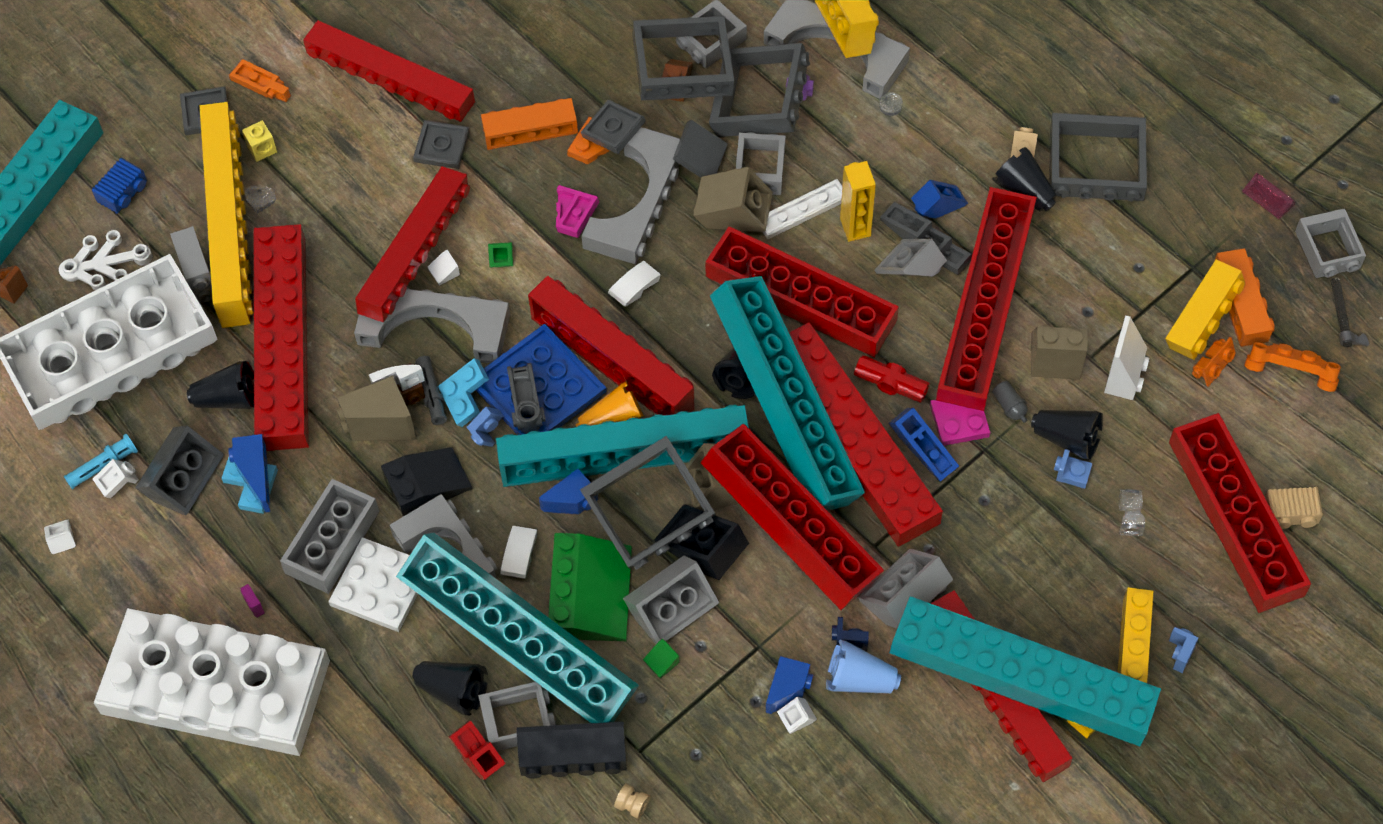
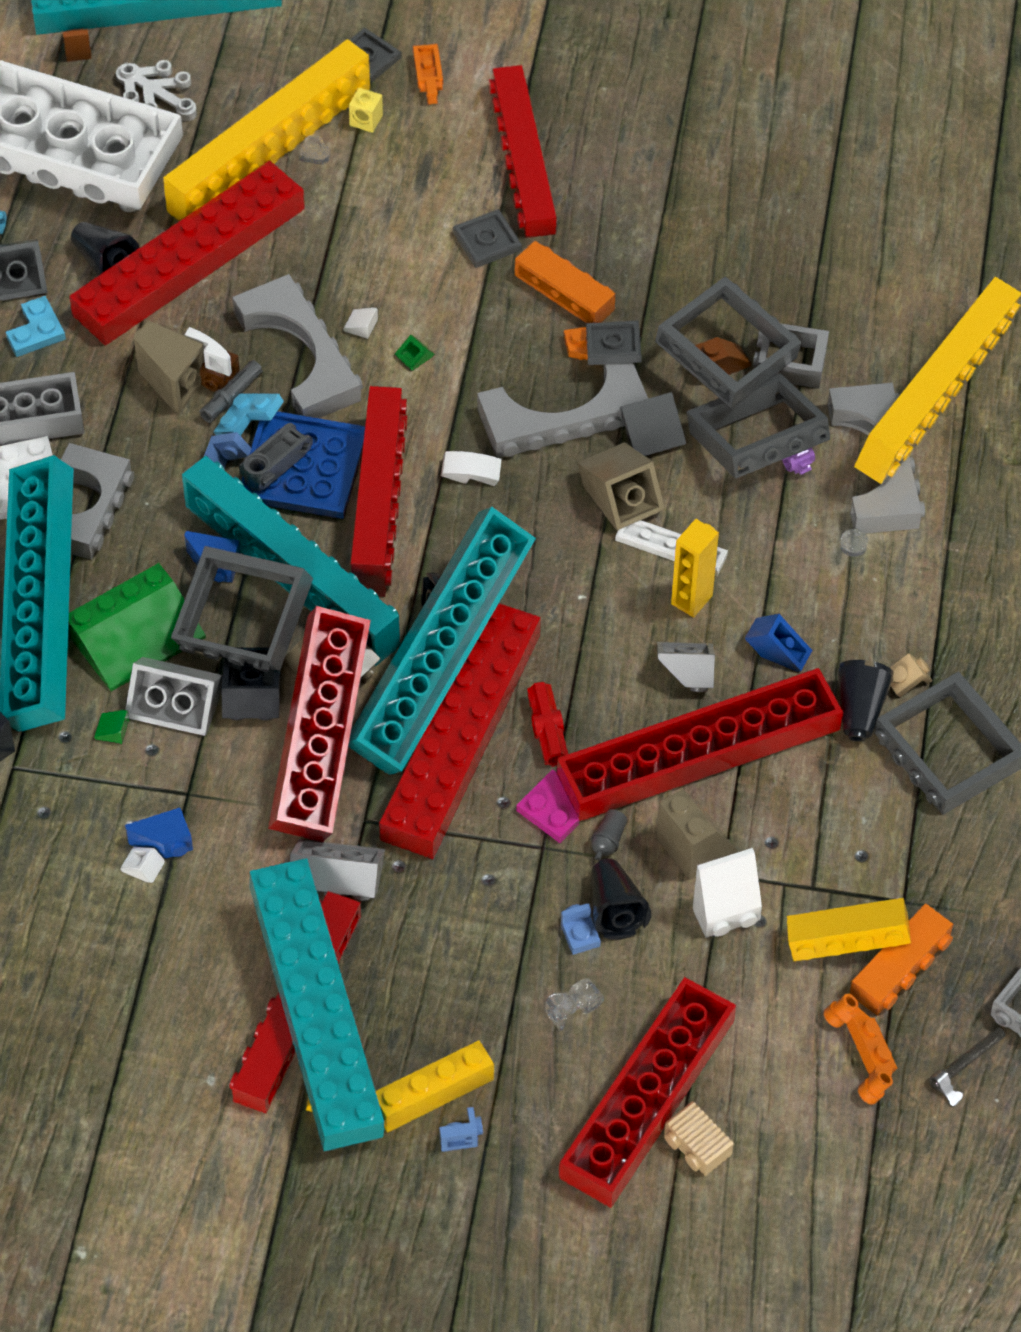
camera: 50 degrees right, 5 degrees down
(119, 185) = (236, 48): blue brick -> none
(193, 263) = (199, 132): light grey window -> none
(251, 462) = (43, 312): blue slope -> none
(412, 244) = (356, 278): red brick -> none
(423, 476) = (143, 439): black slope -> none
(518, 551) = (124, 555): white slope -> none
(574, 210) = (510, 374): dark pink wing -> none
(614, 407) = (329, 530): light orange cone -> none
(767, 142) = (678, 506): light grey window -> none
(806, 291) = (573, 596): red brick -> none
(854, 636) = (246, 850): dark blue bracket -> none
(860, 672) = (217, 879): light blue cone -> none
(913, 226) = (728, 653): dark grey slope -> none
(923, 443) = (499, 789): blue slope -> none
(1221, 354) = (816, 980): orange hinge -> none

